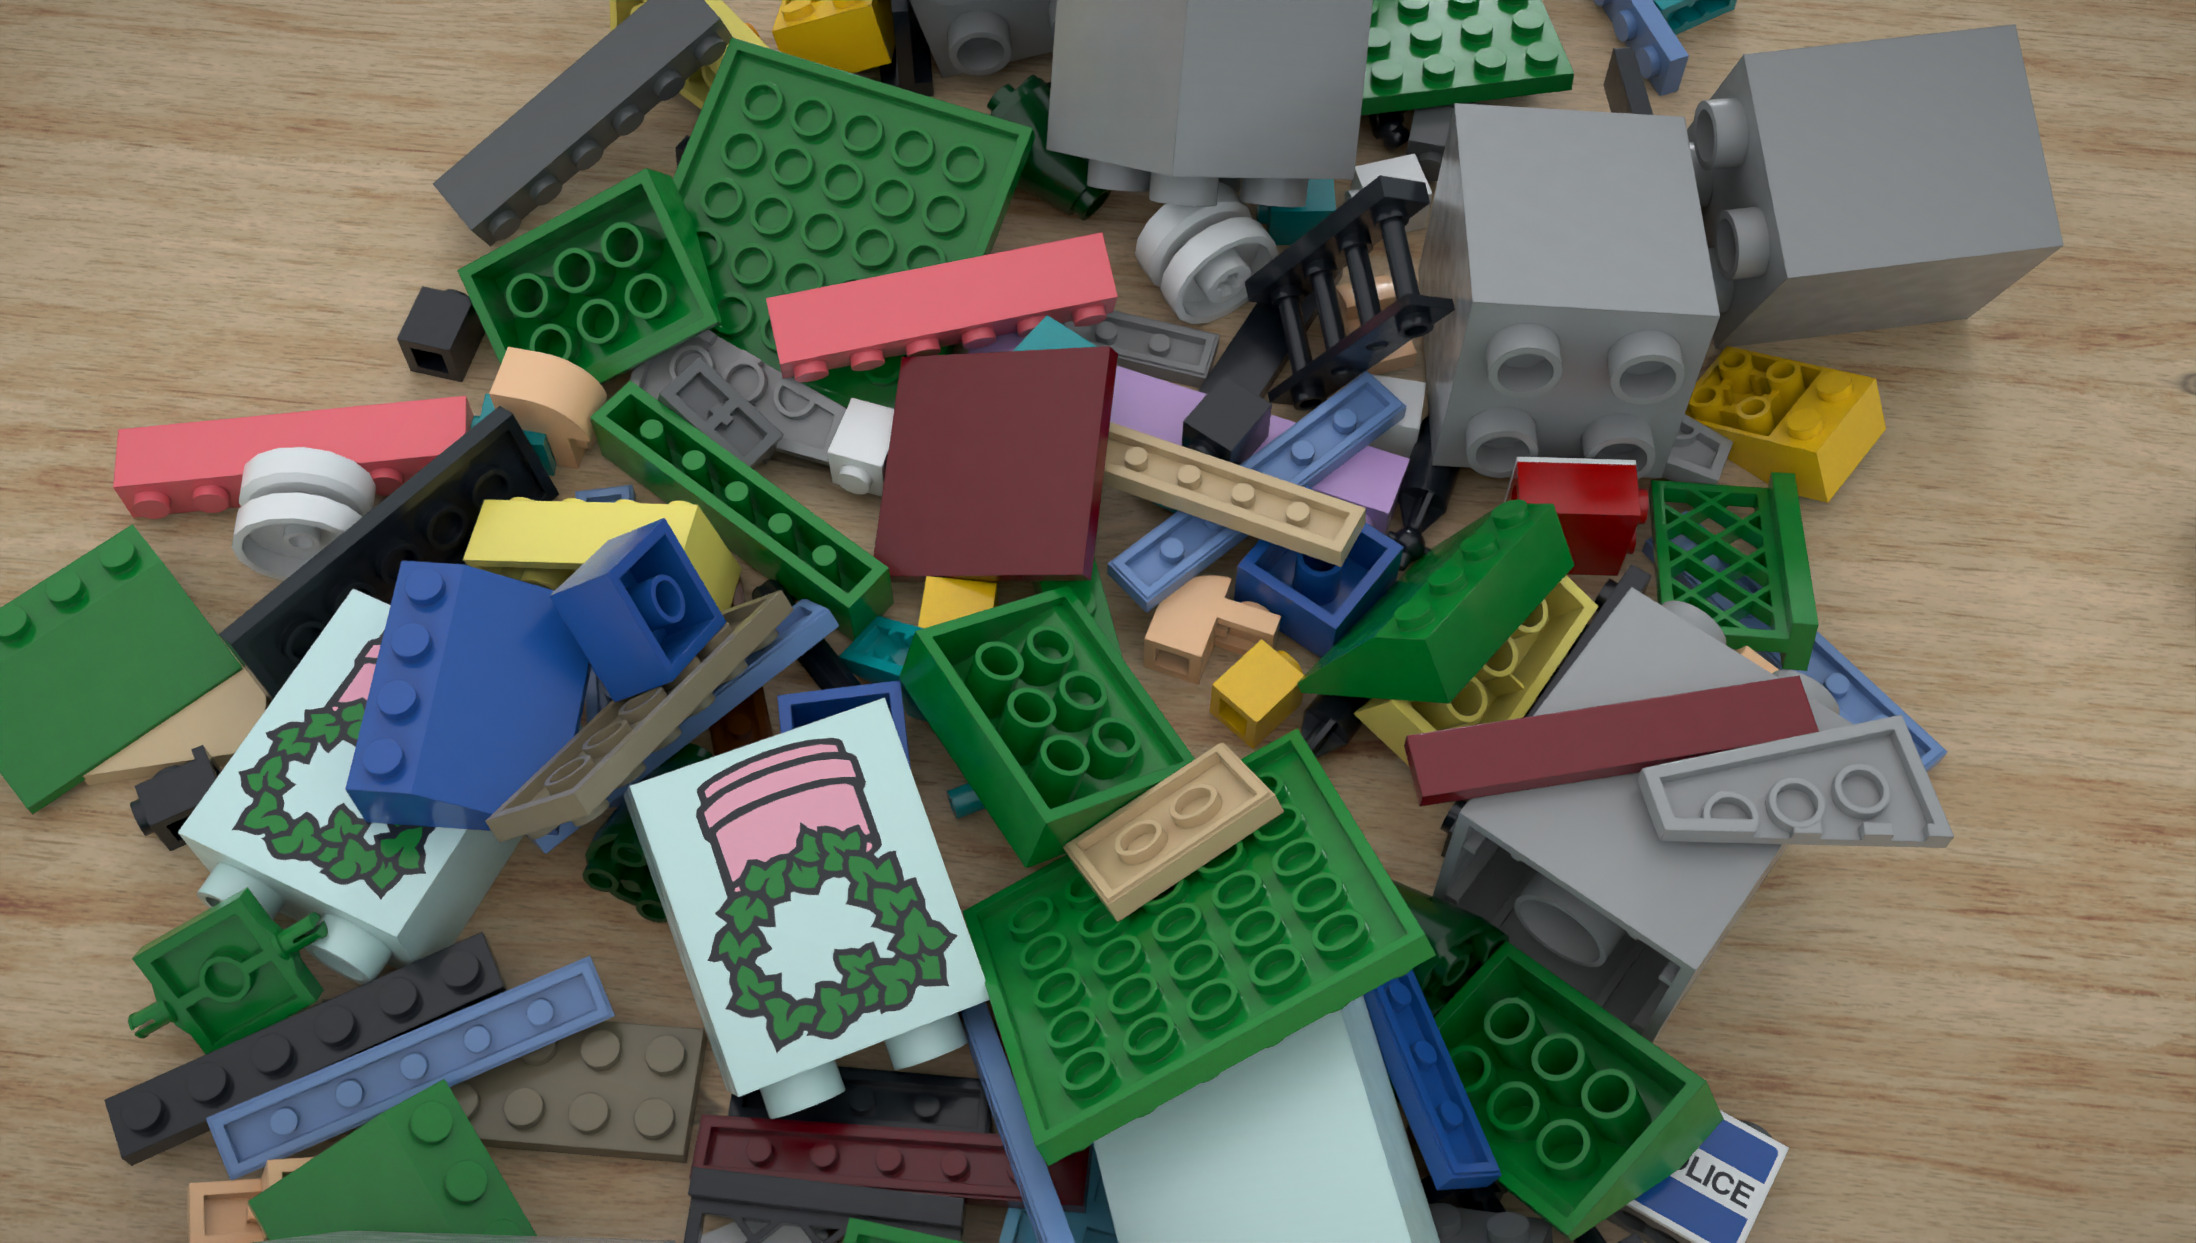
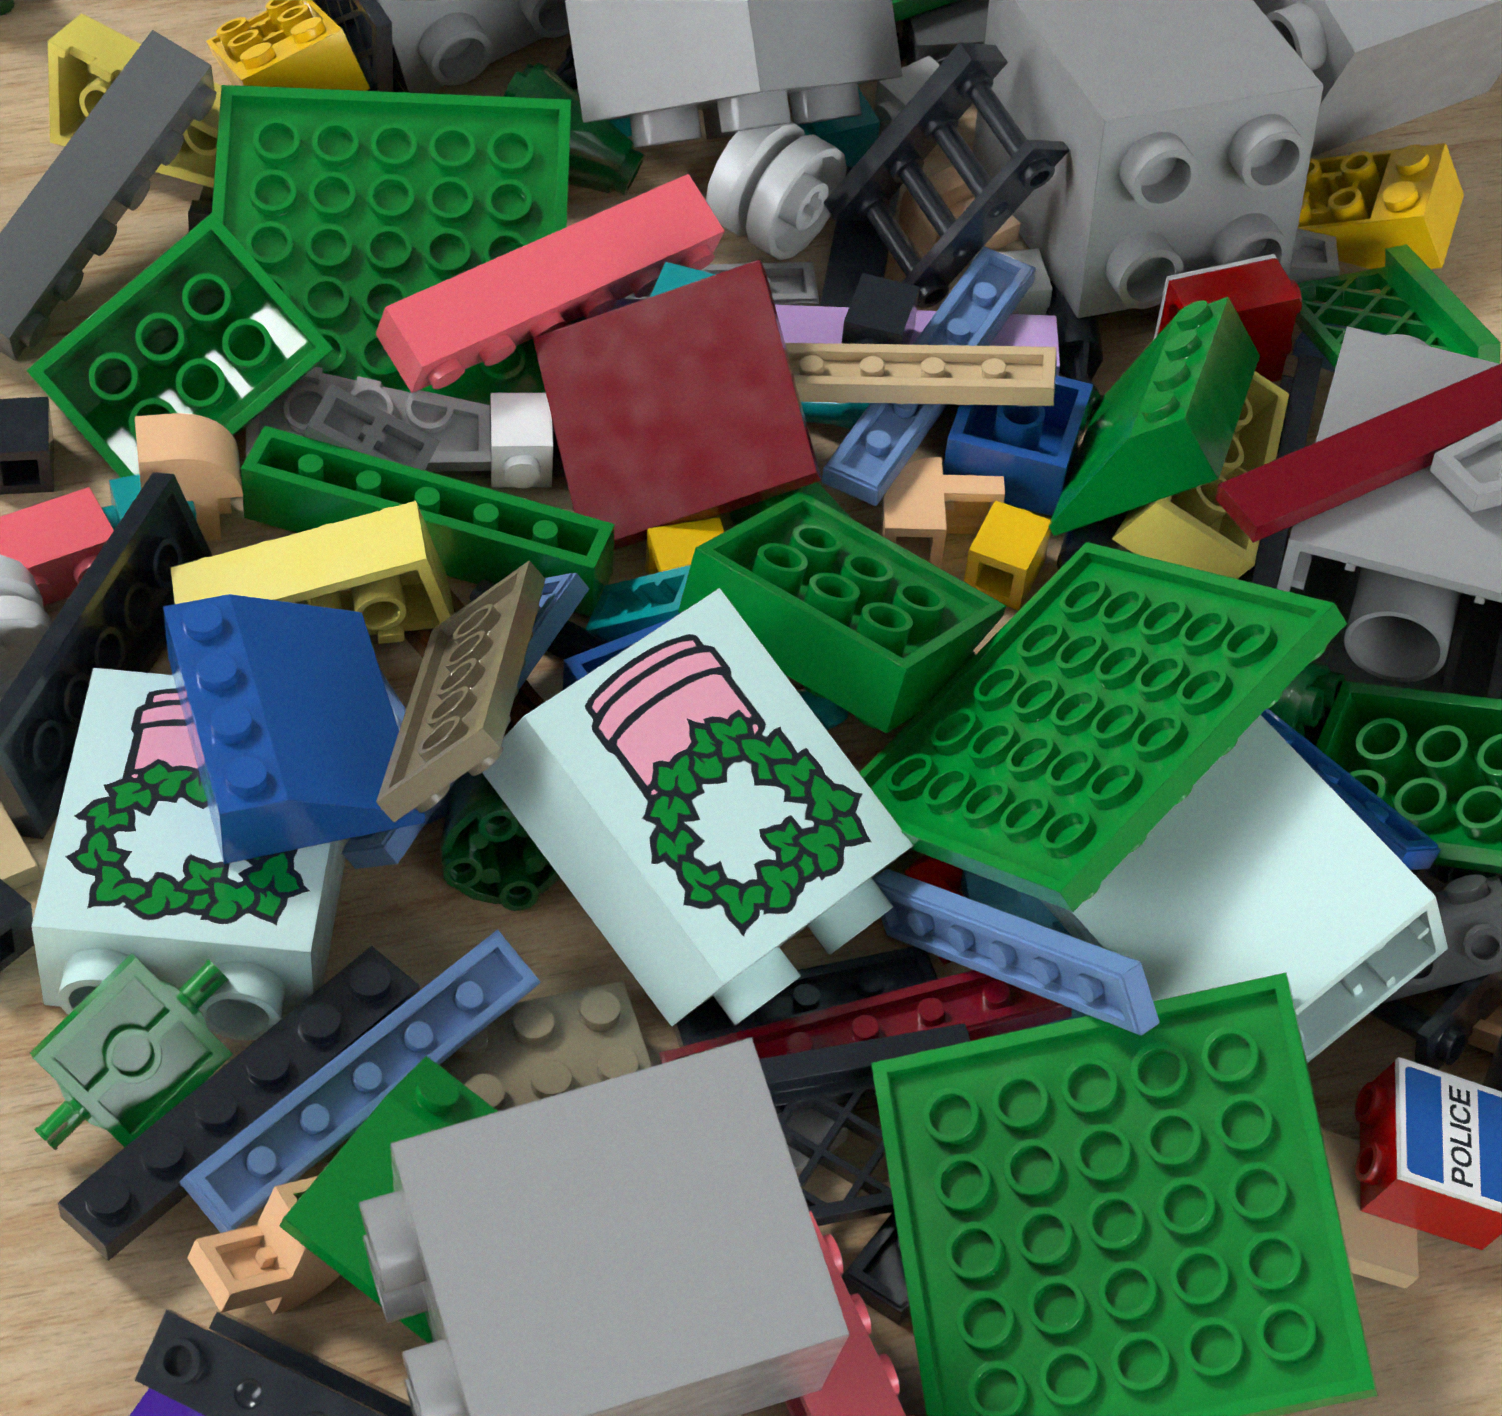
camera: 25 degrees left, 10 degrees down
(638, 610) = (411, 602): blue brick -> none
(1172, 830) = (1017, 652): tan tile -> none

